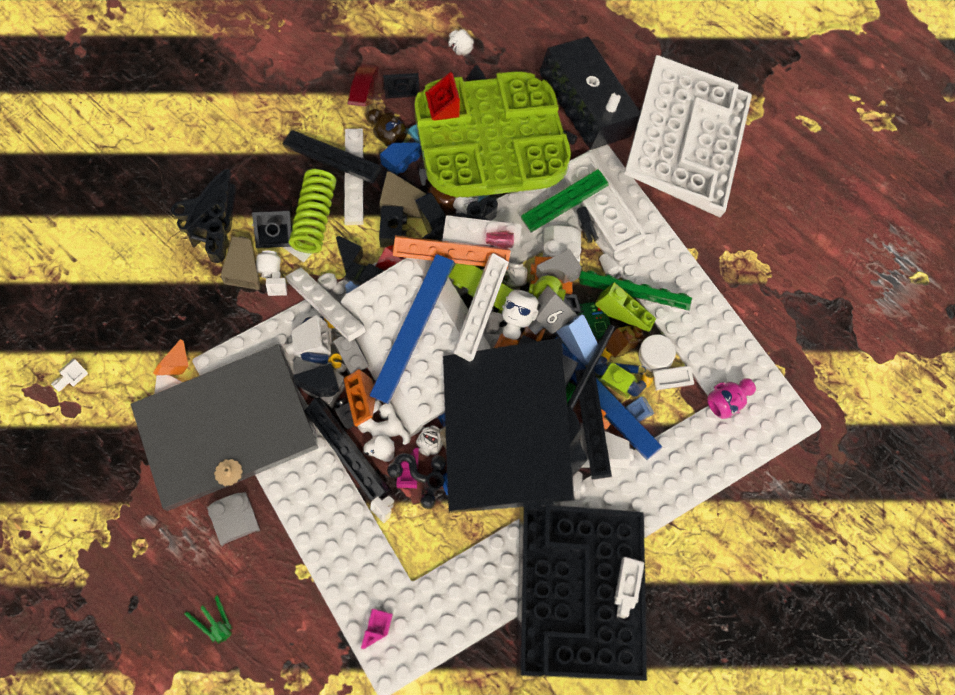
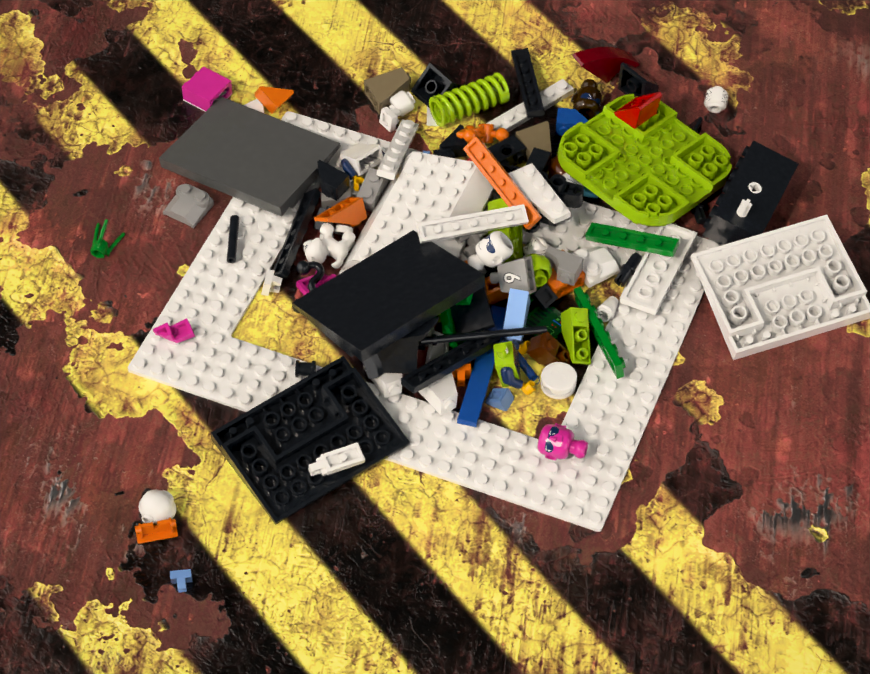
camera: 55 degrees right, 15 degrees down
(71, 373) = (214, 53): white plate -> none
(110, 410) = (206, 89): none -> dark pink piece
(206, 215) = (407, 42): black piece -> none
(228, 472) = (215, 173): tan piece -> none
(308, 506) = (232, 239): none -> black piece
(327, 281) = (421, 145): white tile -> none
(358, 229) = (484, 132): none -> orange piece
(412, 329) = (418, 199): blue tile -> none
(500, 239) = (542, 204): clear pink cone -> none
(506, 544) = (304, 368): none -> black bush
(673, 378) = (547, 404): white tile -> none

